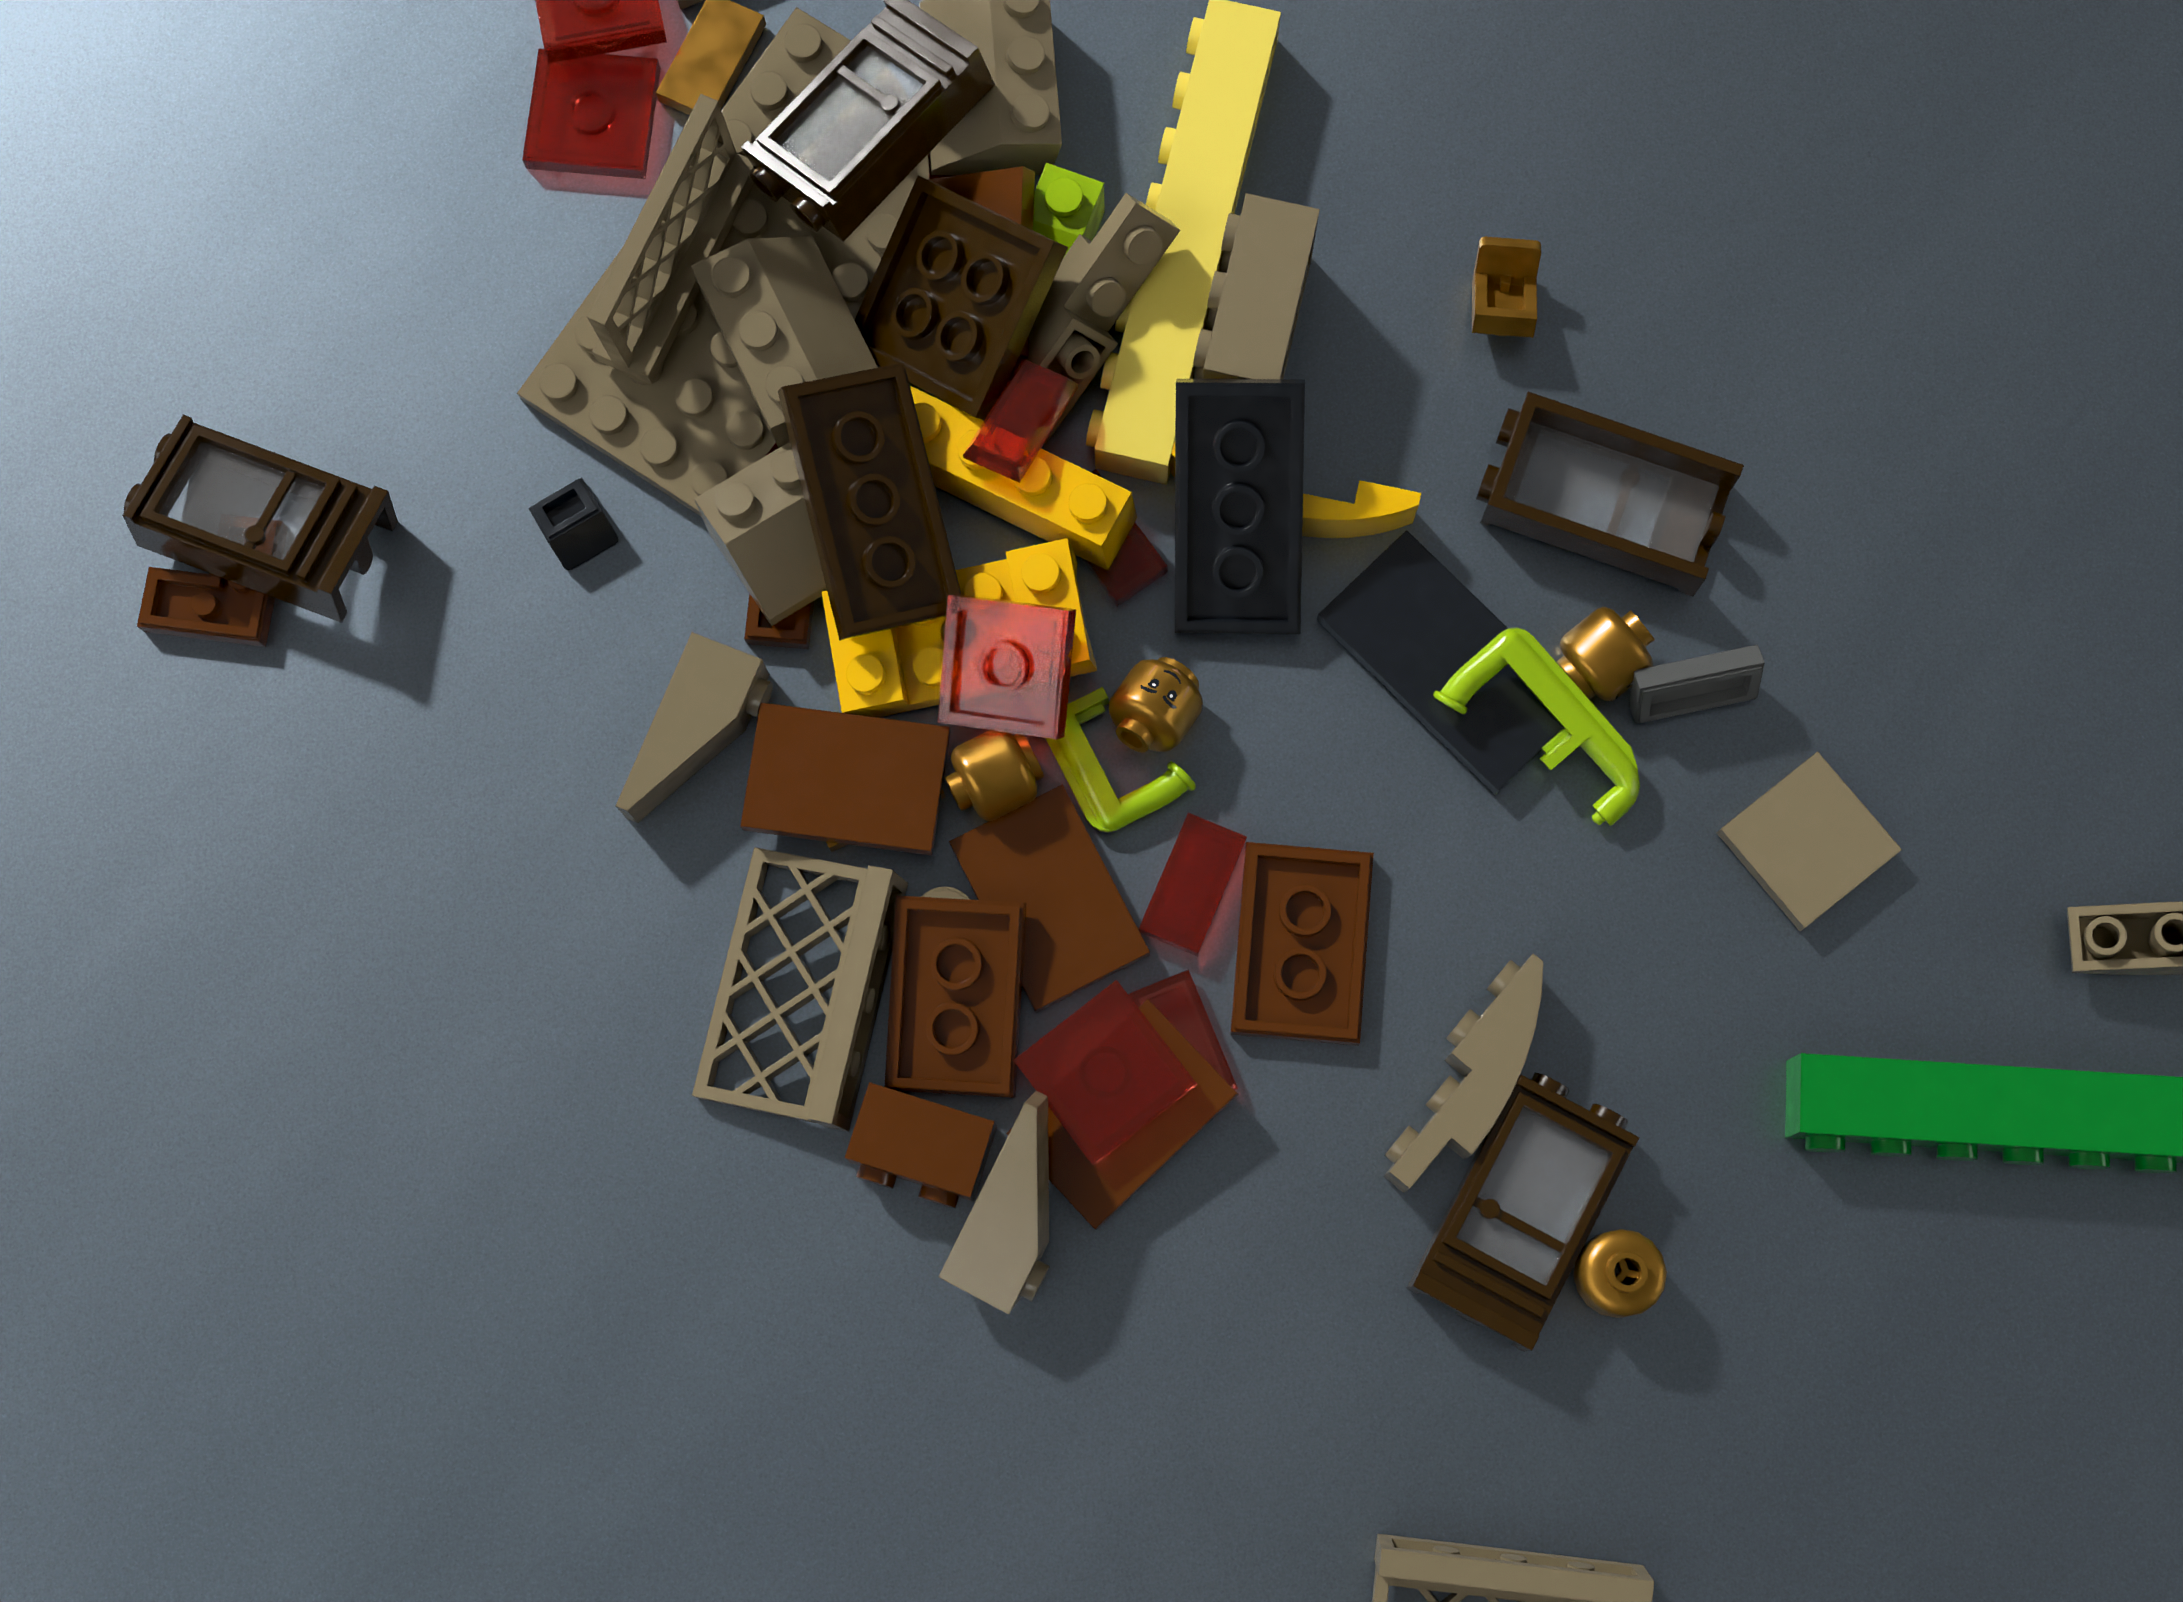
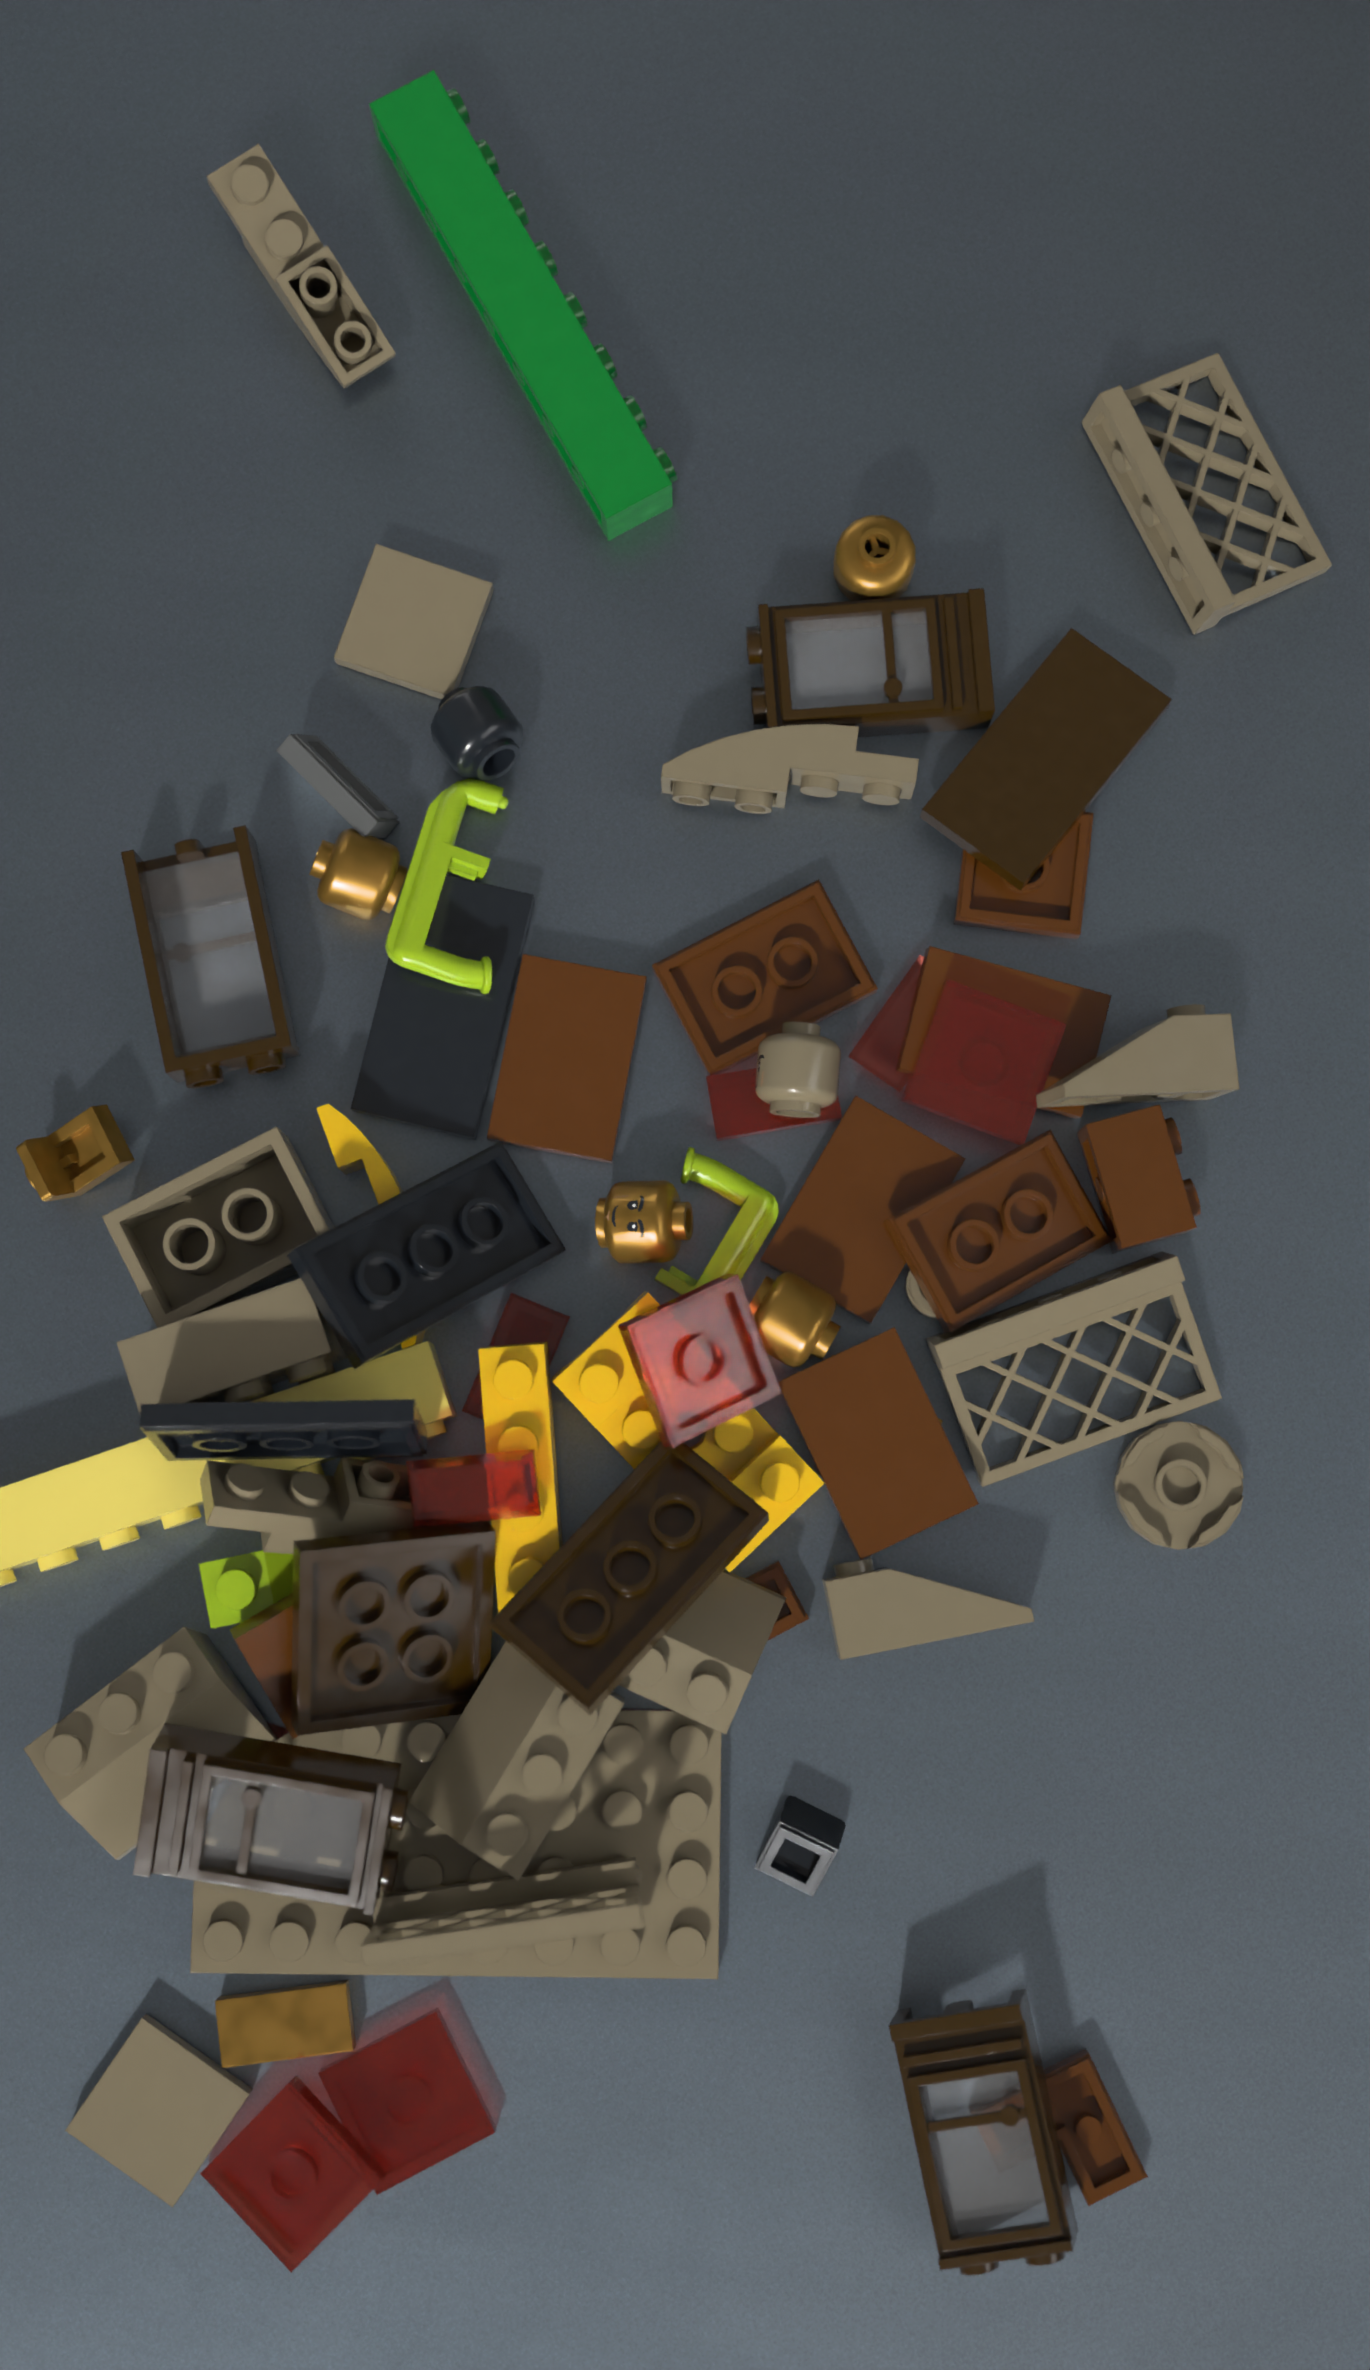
camera: 125 degrees left, 5 degrees up
(646, 1013) = (1179, 1485): none -> dark tan tile
(1162, 295) = (285, 1429): none -> black tile
(1199, 908) = (798, 1071): none -> dark tan head
(1258, 1232) = (1046, 905): none -> reddish brown tile
(1337, 734) = (567, 1058): none -> reddish brown tile
(1343, 1313) = (1045, 759): none -> dark brown tile
(1366, 361) = (219, 1229): none -> dark tan brick
(1672, 829) = (477, 733): none -> black head

